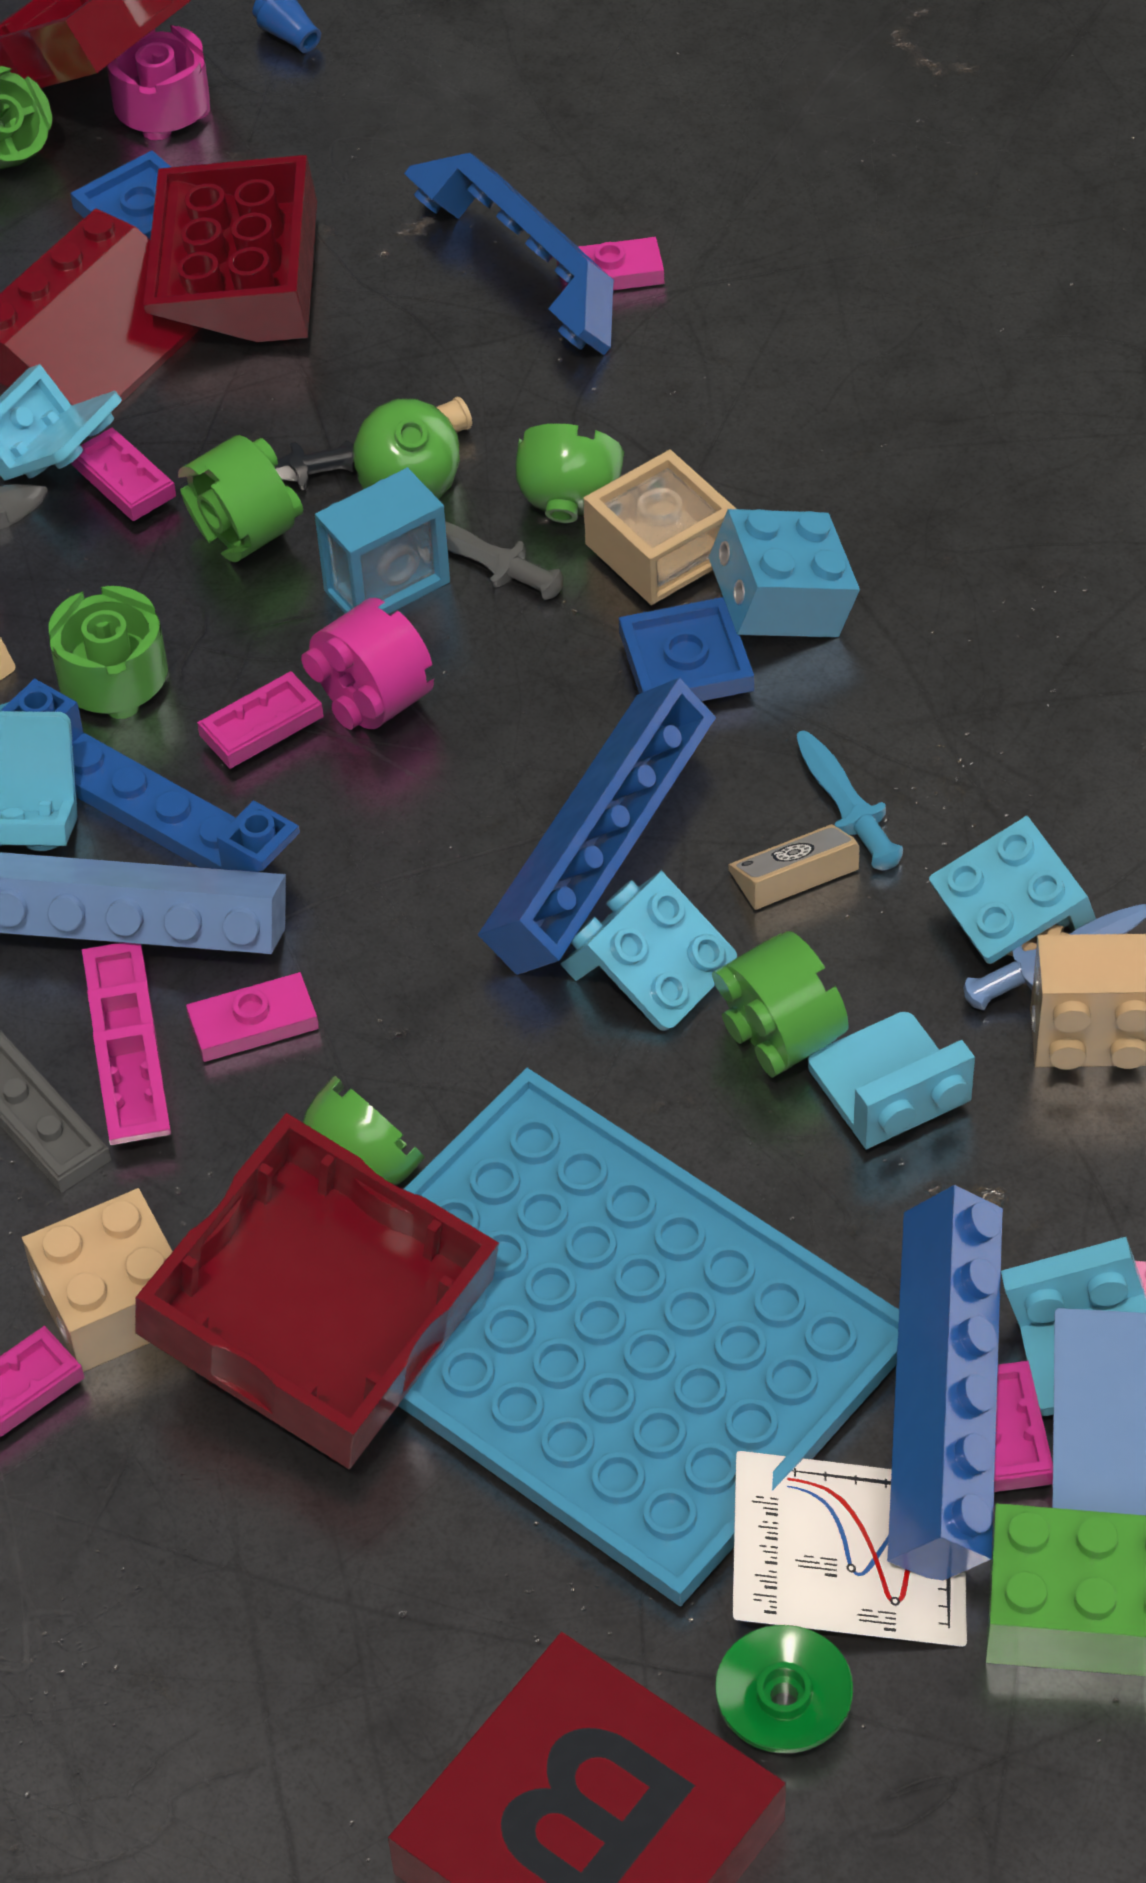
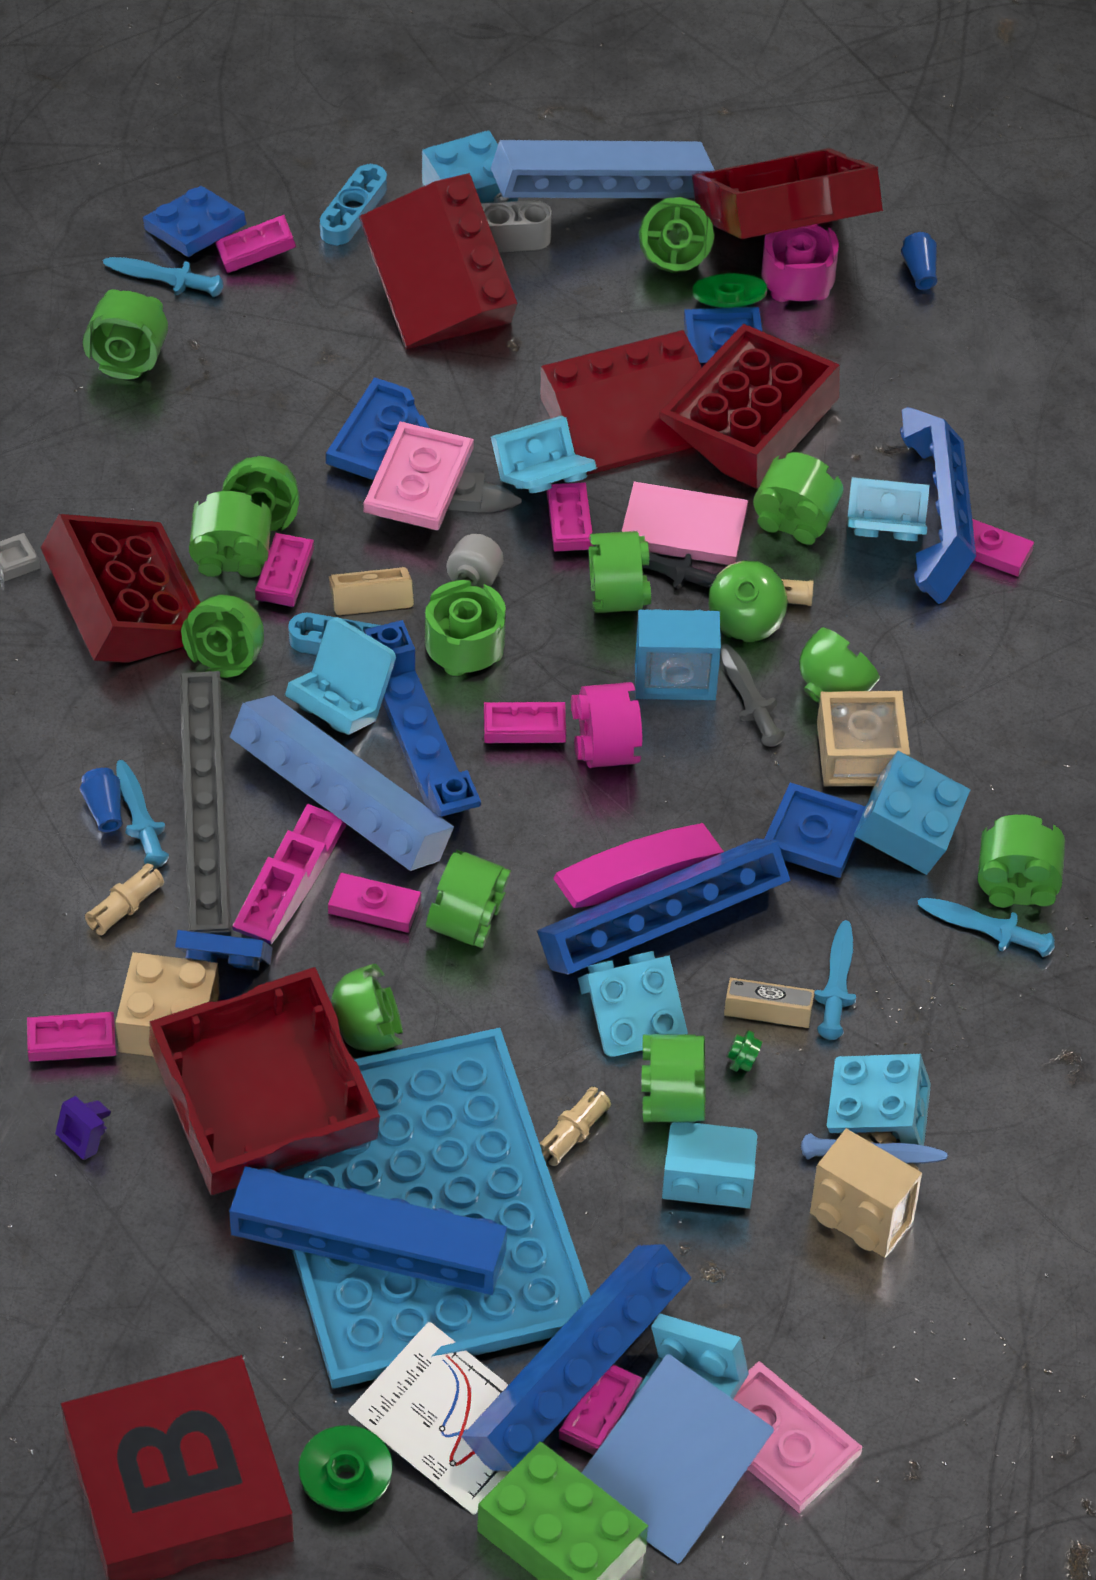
camera: 30 degrees right, 0 degrees up
(53, 573) = (476, 560): none -> light grey head
(104, 149) = (729, 290): none -> green dish
(117, 1486) = (82, 1125): none -> dark purple tile
(149, 1160) = (240, 952): none -> blue plate
(271, 403) = (687, 522): none -> bright pink tile
(371, 316) = (797, 497): none -> bright green brick
(371, 943) = (468, 898): none -> bright green brick
(472, 277) = (888, 507): none -> medium azure bracket
(526, 801) = (635, 864): none -> dark pink slope
(583, 1388) = (368, 1230): none -> blue brick
(700, 1126) = (574, 1125): none -> tan pin
(821, 930) = (743, 1051): none -> green plate
(945, 558) = (1021, 862): none -> bright green brick
(972, 646) = (1001, 929): none -> dark azure sword

